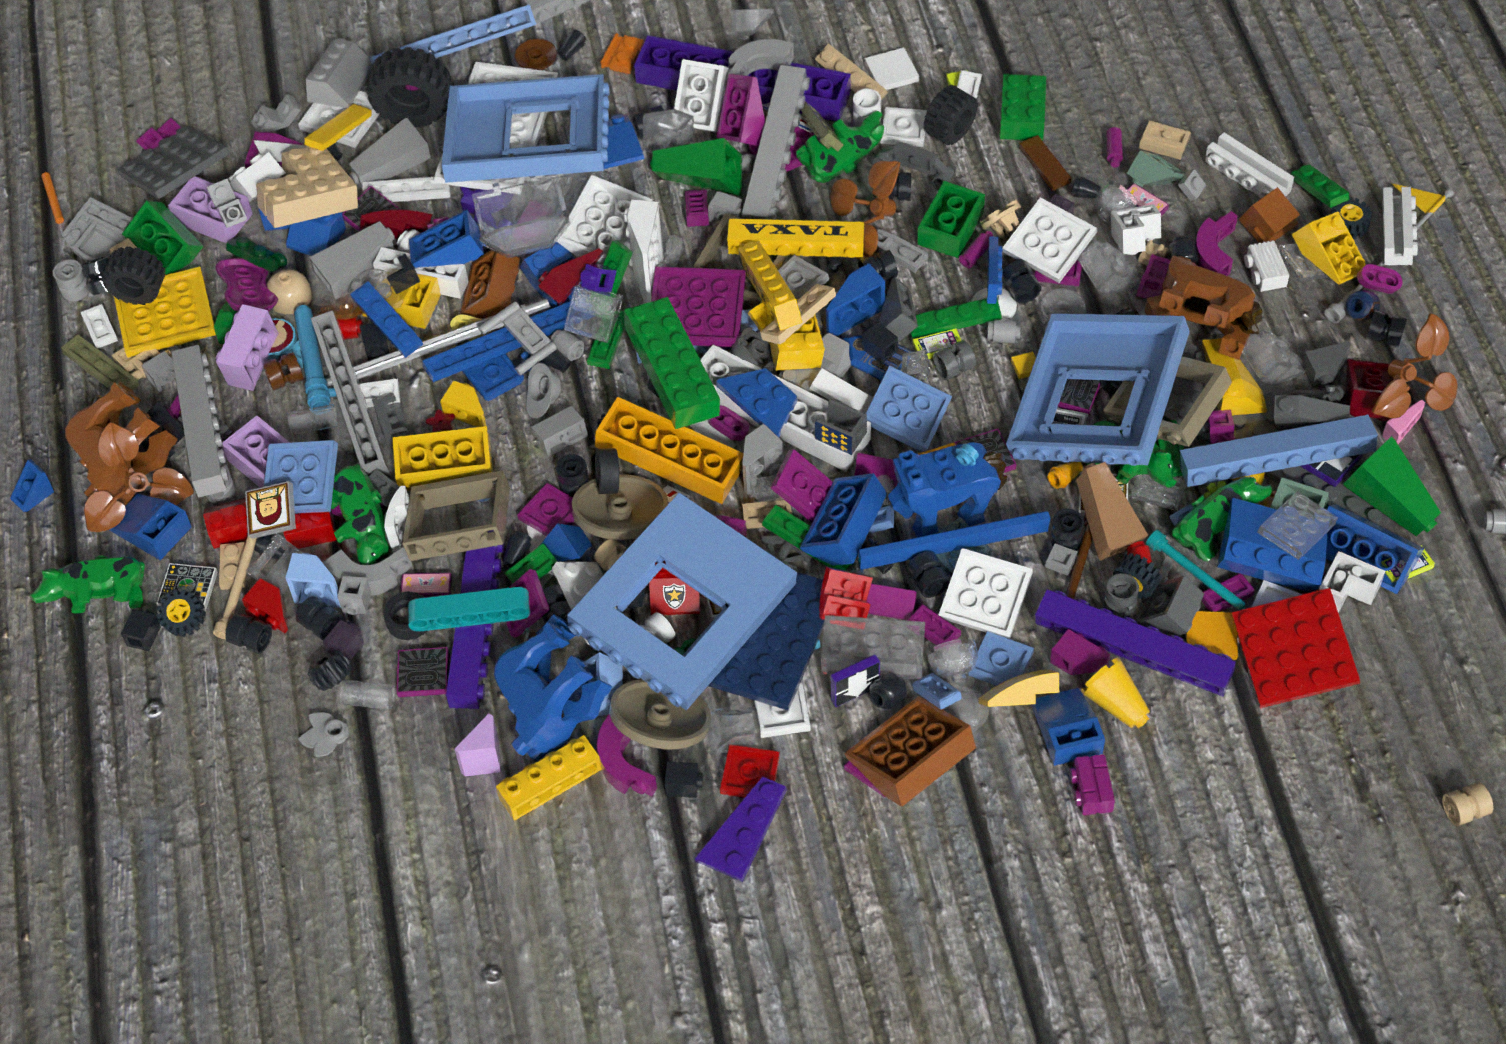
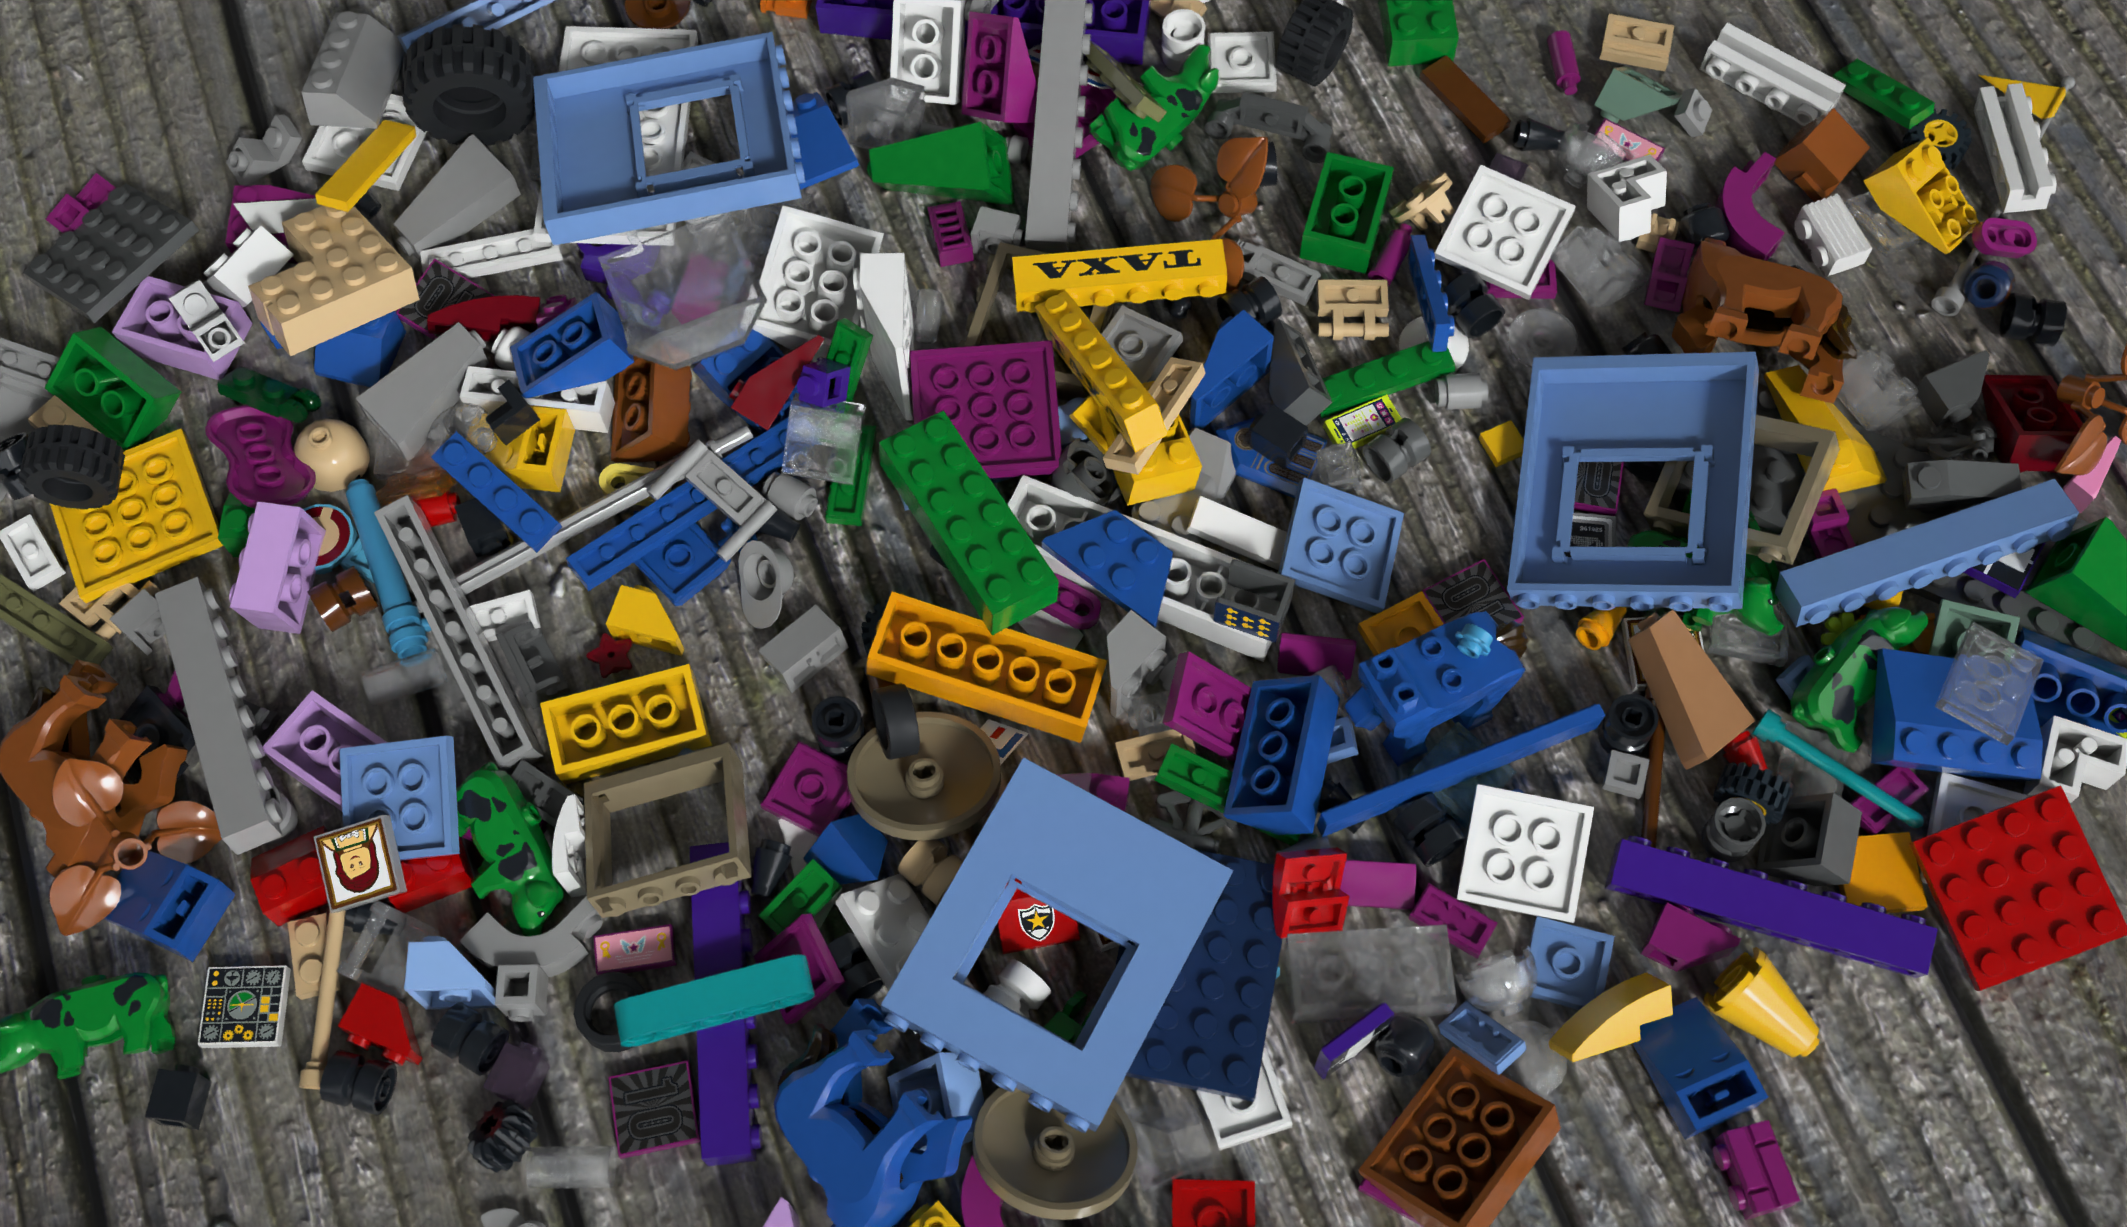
camera: 10 degrees left, 10 degrees up
(174, 608) = (226, 1063): black wheel -> none
(946, 271) = (1352, 299): none -> tan plate

